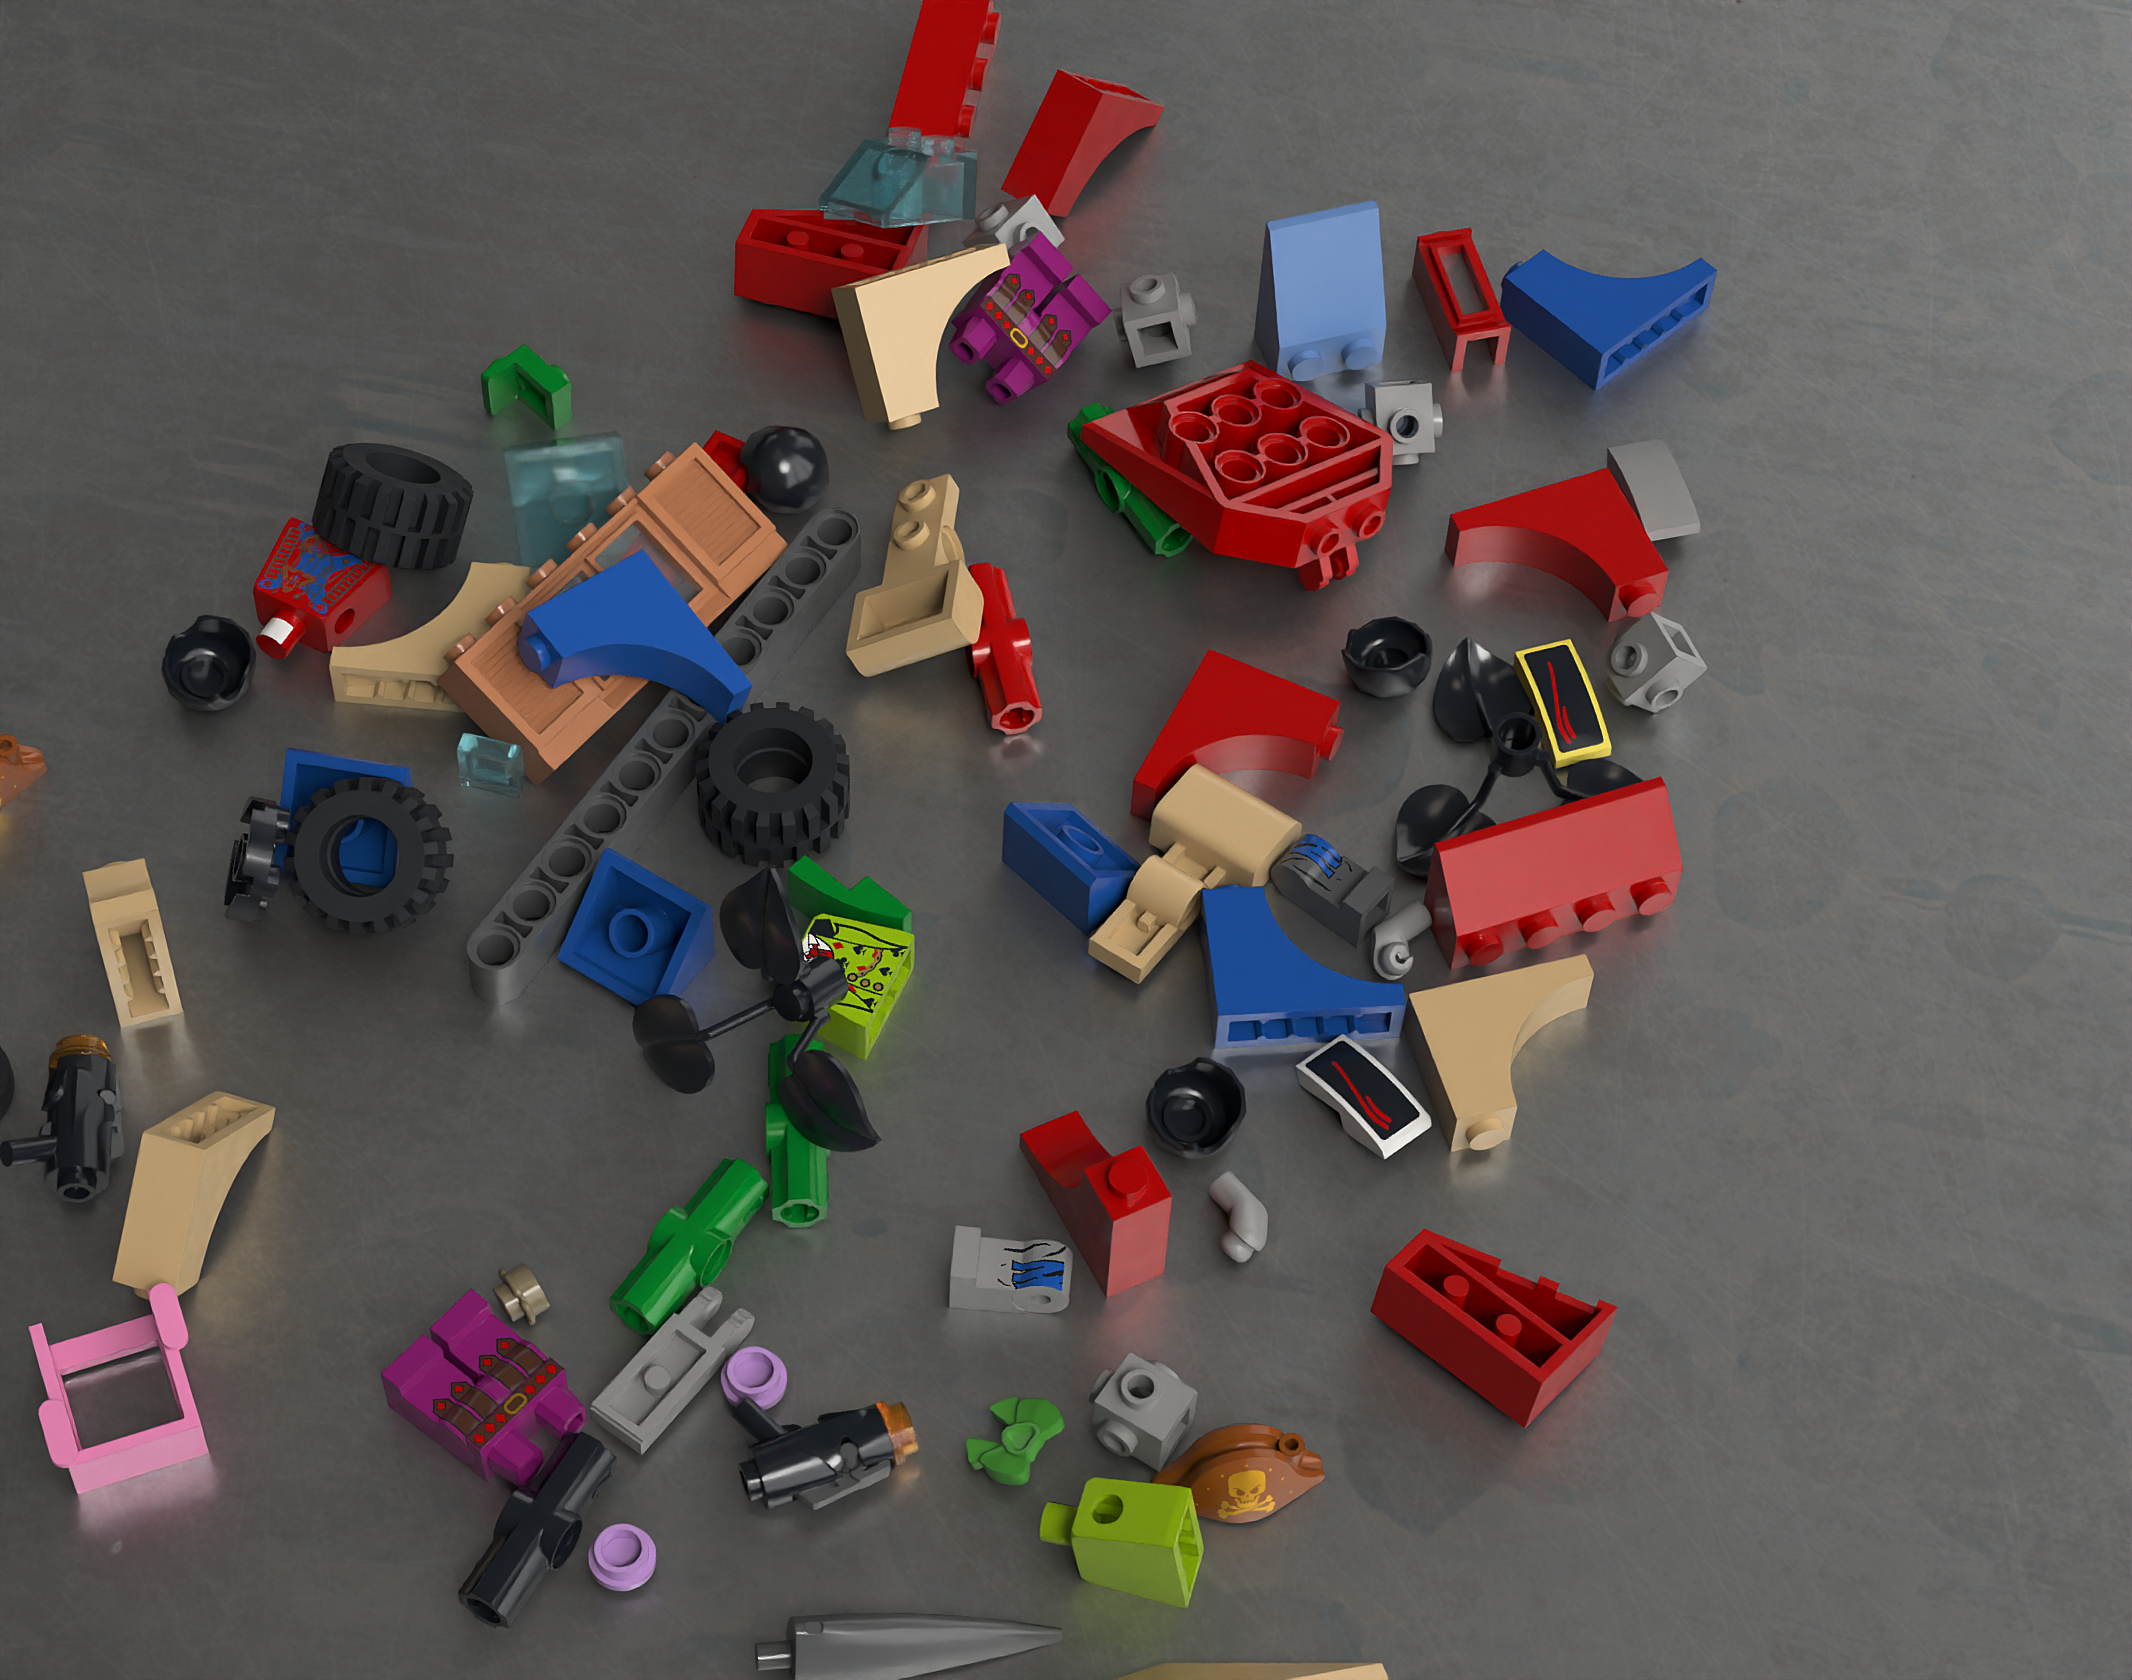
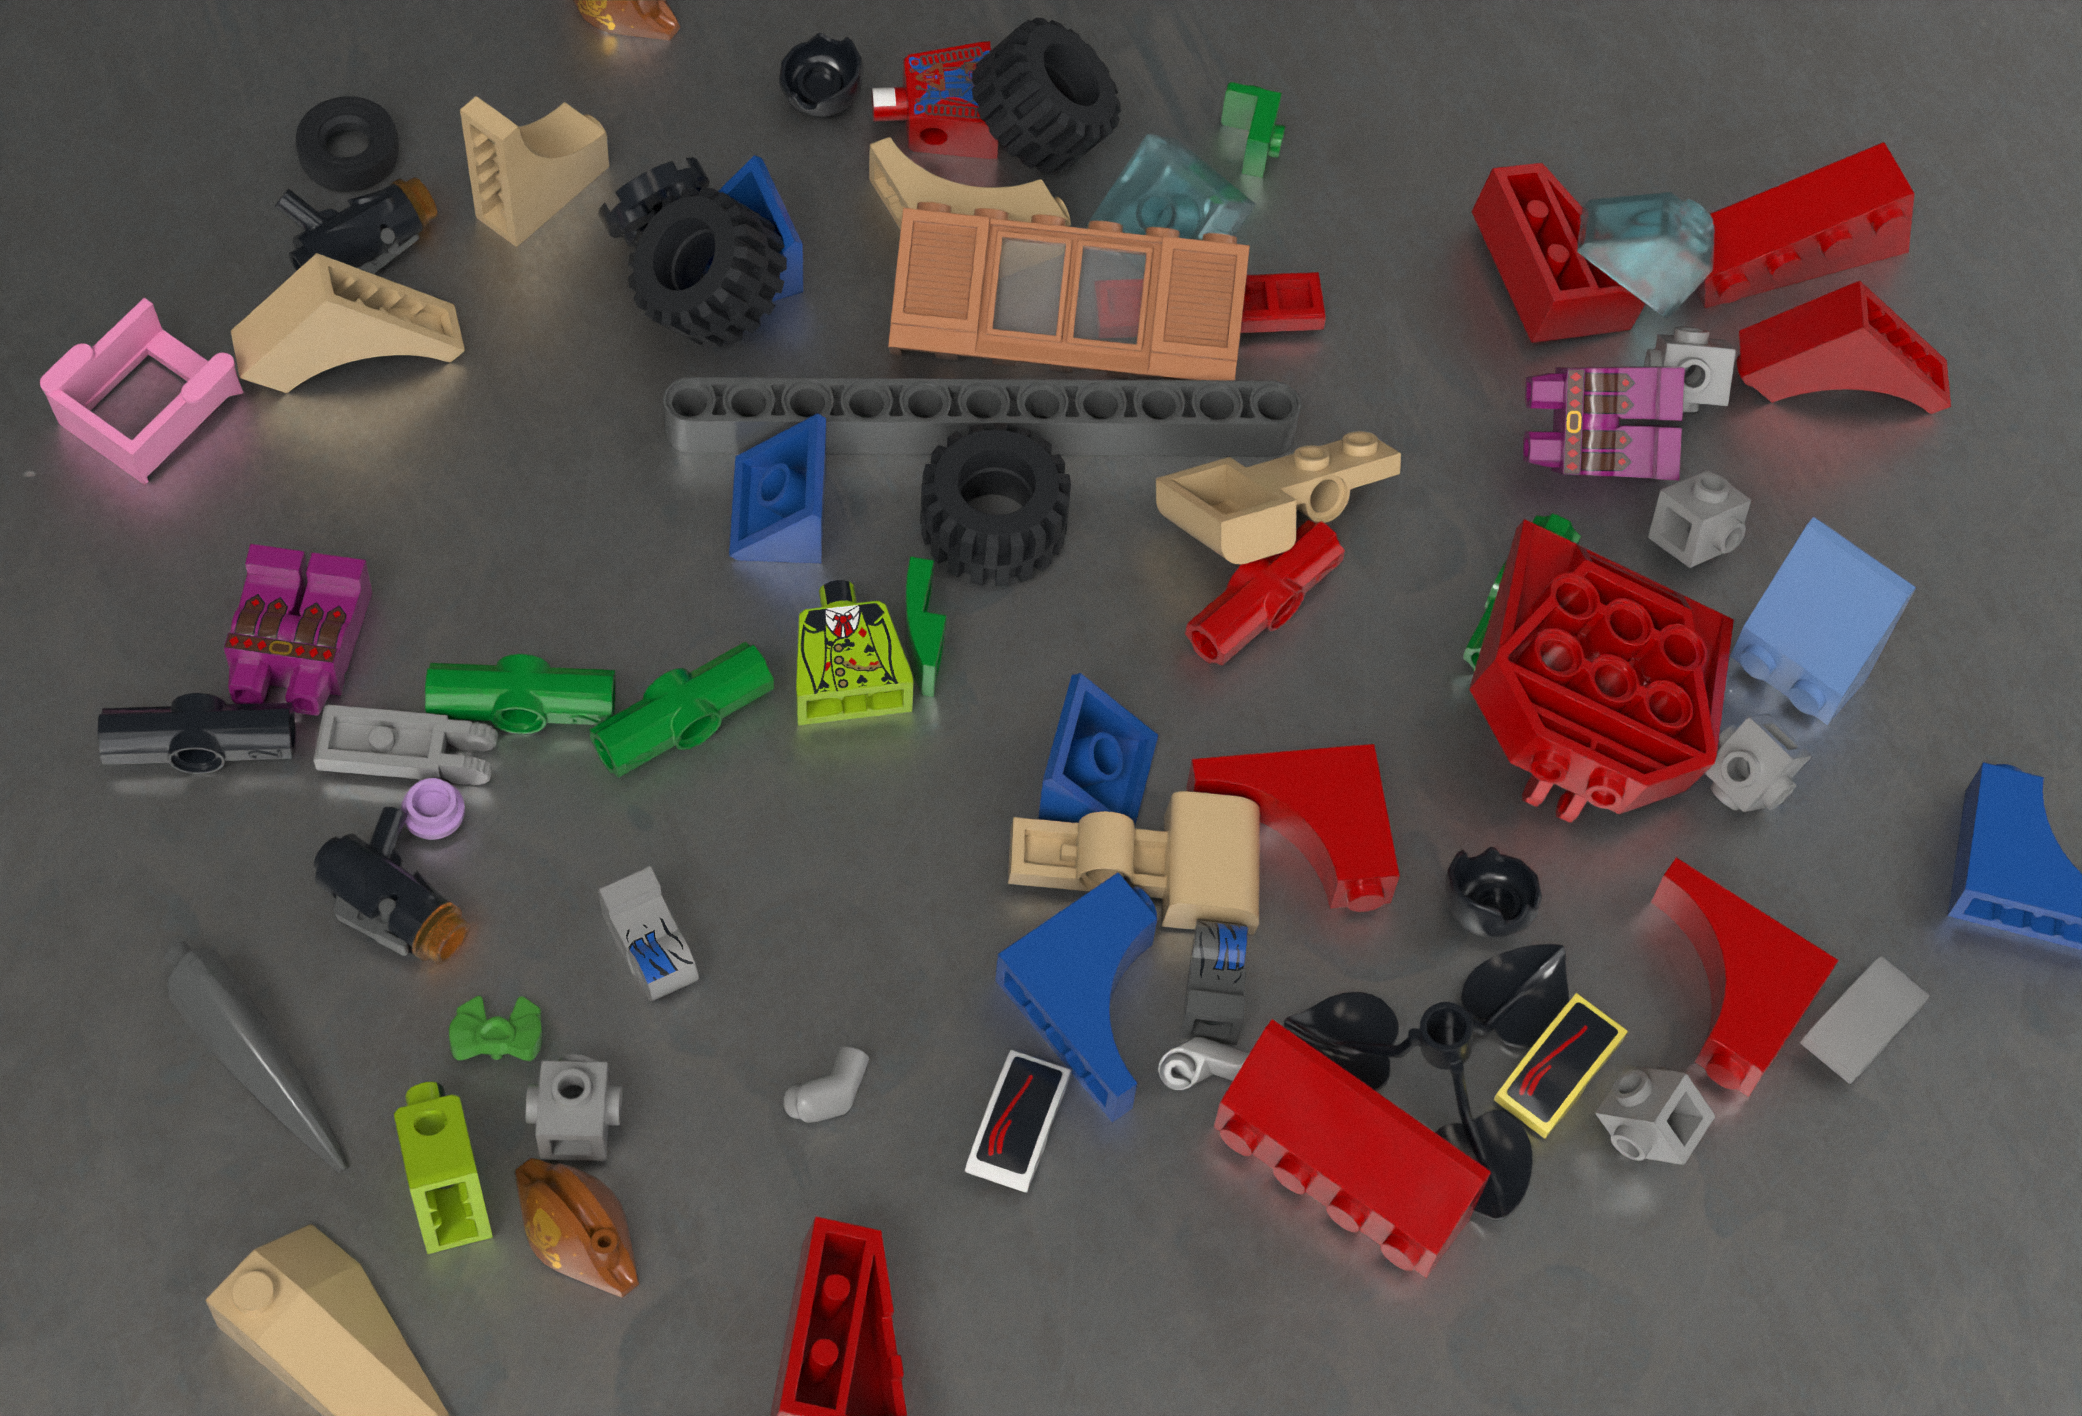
camera: 55 degrees right, 5 degrees up
(491, 765) = (872, 306): clear light blue tile -> none
(520, 1294) = (403, 604): dark tan plate -> none
(622, 1557) = (213, 807): lavender plate -> none
(632, 626) = (1029, 299): blue arch -> none
(764, 936) = (776, 625): black plant -> none
(785, 468) = (1318, 340): black hair -> none
(896, 327) = (1514, 322): tan arch -> none
(1108, 1204) = (749, 971): red arch -> none
(1195, 1108) = (901, 991): black hair -> none
(1459, 296) = (1944, 741): red window -> none
(1472, 1032) = (1137, 1179): tan arch -> none

